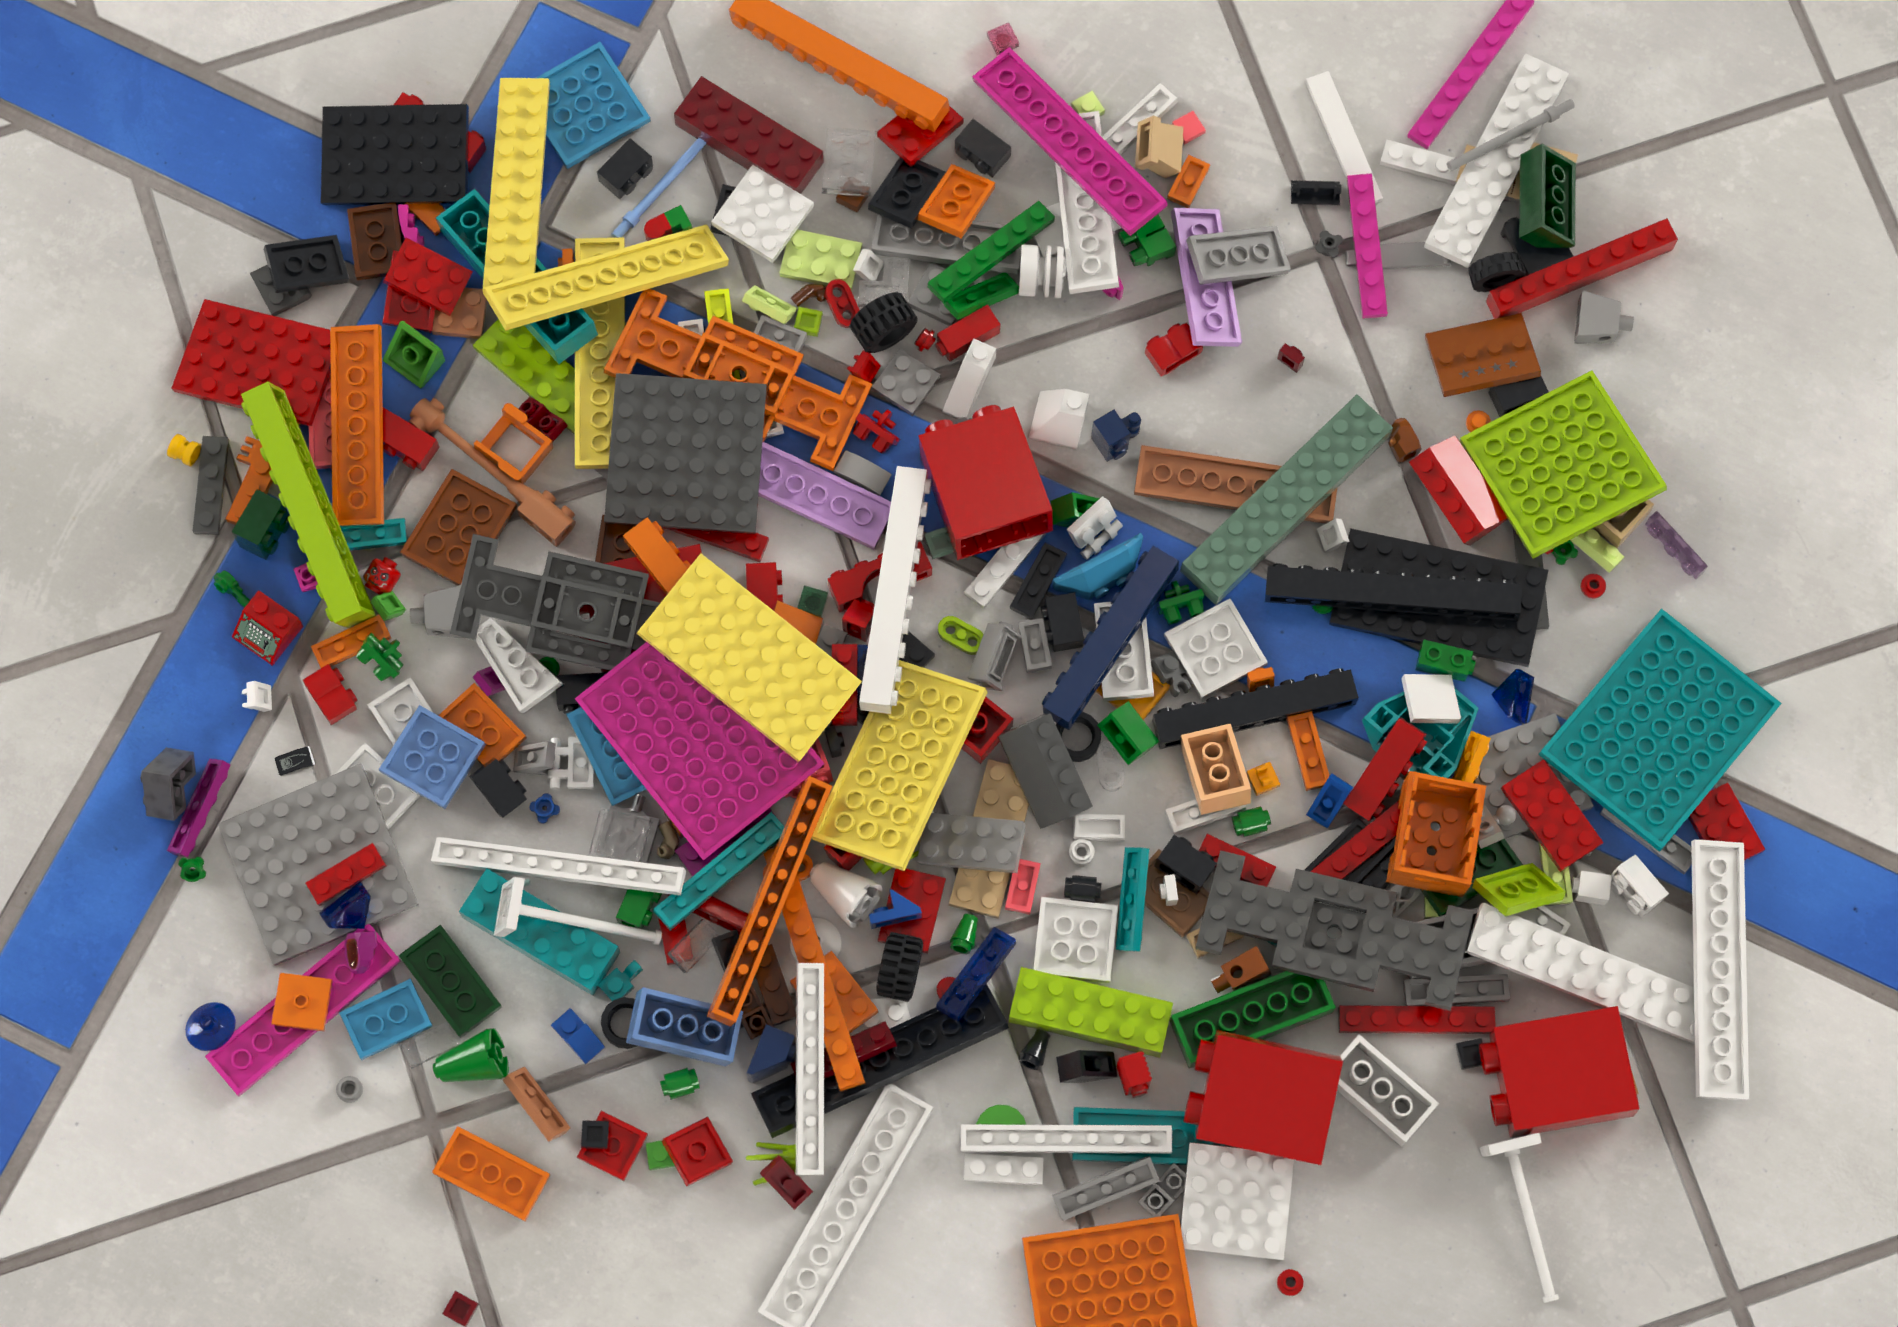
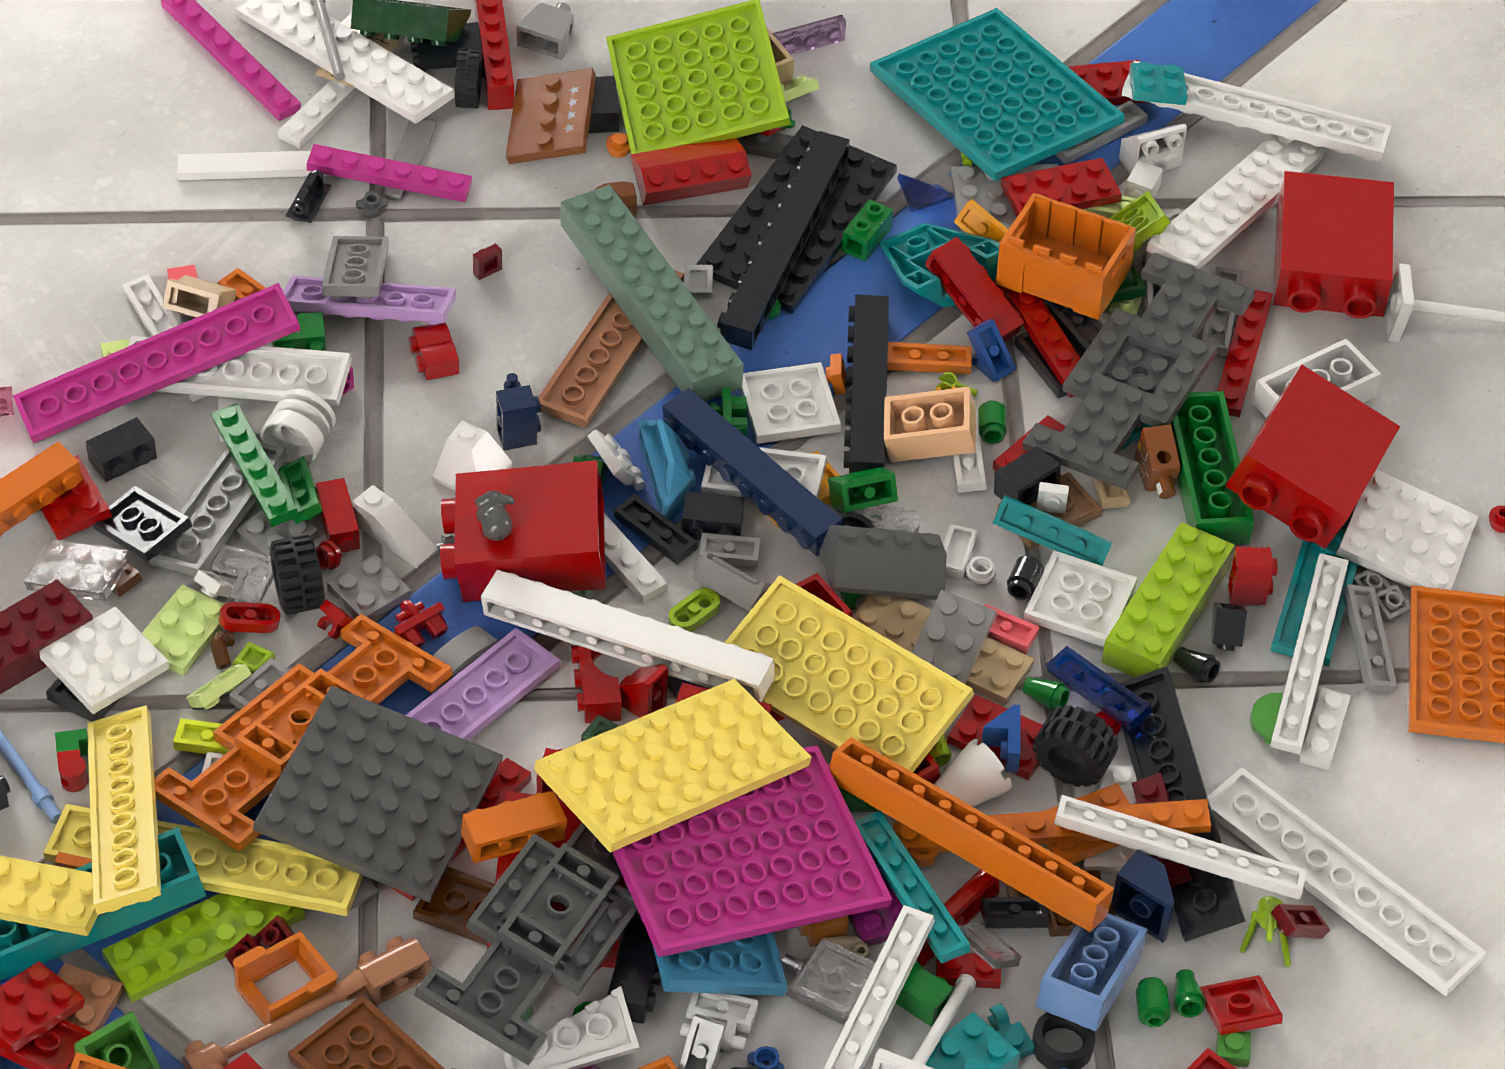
camera: 75 degrees left, 25 degrees down
(696, 1109) = (1188, 996): none -> green cone
(956, 201) = (178, 481): orange plate -> none
(961, 449) = (493, 515): none -> dark grey animal
(1170, 670) = (807, 444): dark grey plate -> none
(1285, 782) = (949, 379): none -> lime hand
(1431, 698) = (907, 244): white tile -> none
(1469, 1053) = (1289, 321): black tile -> none
(1590, 592) = (826, 108): red plate -> none
(1708, 870) = (1158, 83): none -> teal plate

